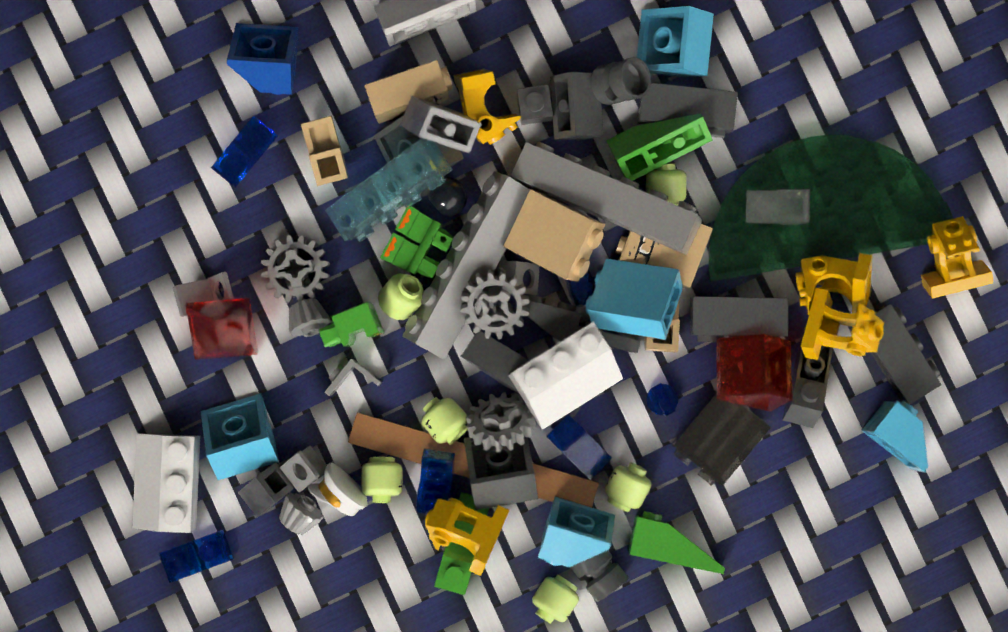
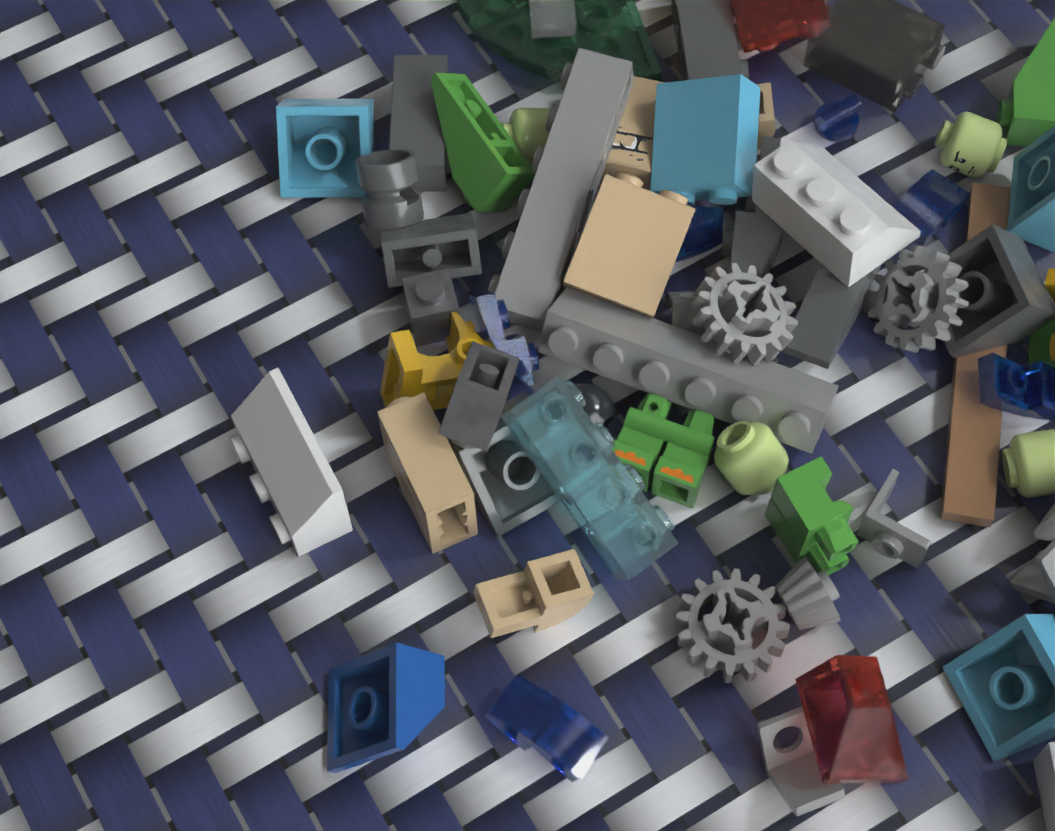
camera: 90 degrees left, 25 degrees down
(444, 420) = (930, 381): yellowish green head -> none
(498, 148) = (492, 319): none -> clear blue slope

